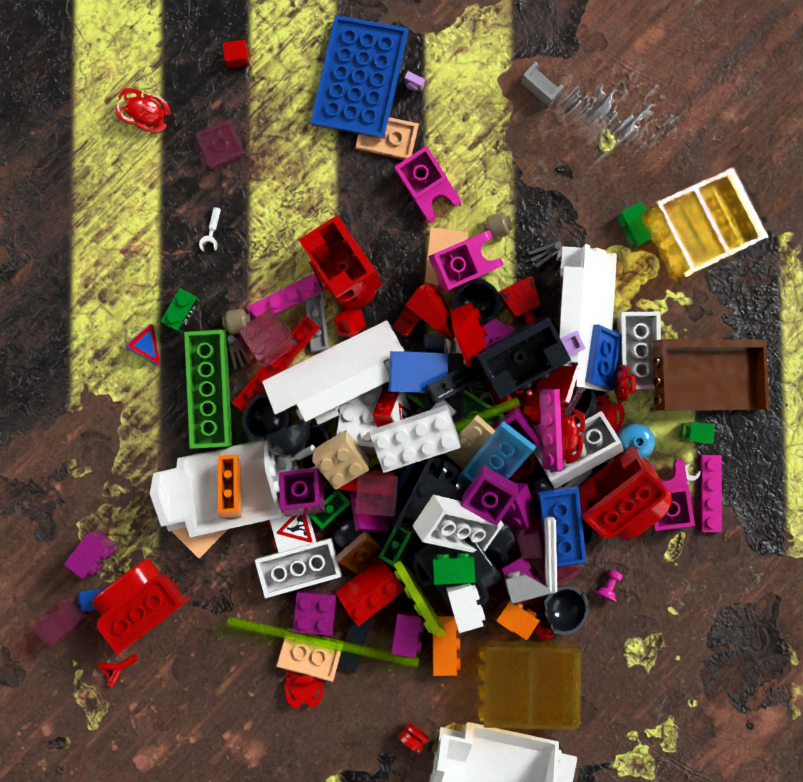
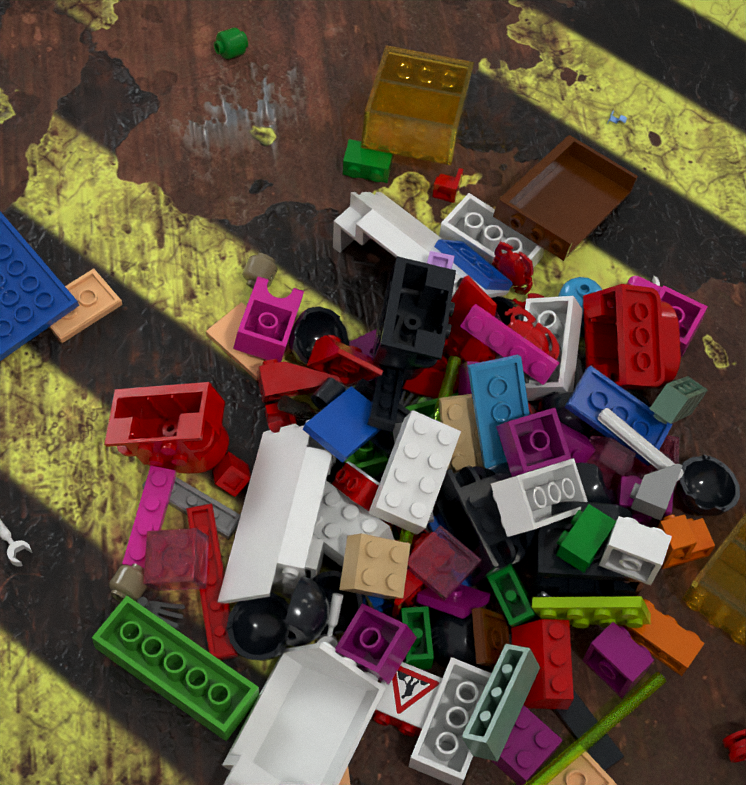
camera: 50 degrees left, 25 degrees down
(145, 345) = (62, 701): piece -> none
(180, 310) = (63, 632): green brick -> none
(229, 487) = (305, 721): orange brick -> none
(321, 588) = (501, 702): none -> sand green brick
(414, 82) = (50, 241): lavender plate -> none
(416, 329) = (300, 410): none -> clear smoke pin
(426, 189) = (157, 298): dark pink brick -> none
(521, 299) = (353, 302): red torso -> none
(540, 85) = (161, 146): light grey panel -> none
(543, 631) = (718, 527): red plate -> none
(550, 250) = (324, 247): dark grey piece -> none
(605, 555) = (678, 400): none -> sand green brick
(607, 592) = (719, 439): dark pink piece -> none
(657, 61) = (231, 43): none -> green head
(662, 289) = (447, 187): none -> red panel
(696, 433) = (614, 247): green brick -> none
(710, 493) = (684, 282): dark pink plate -> none

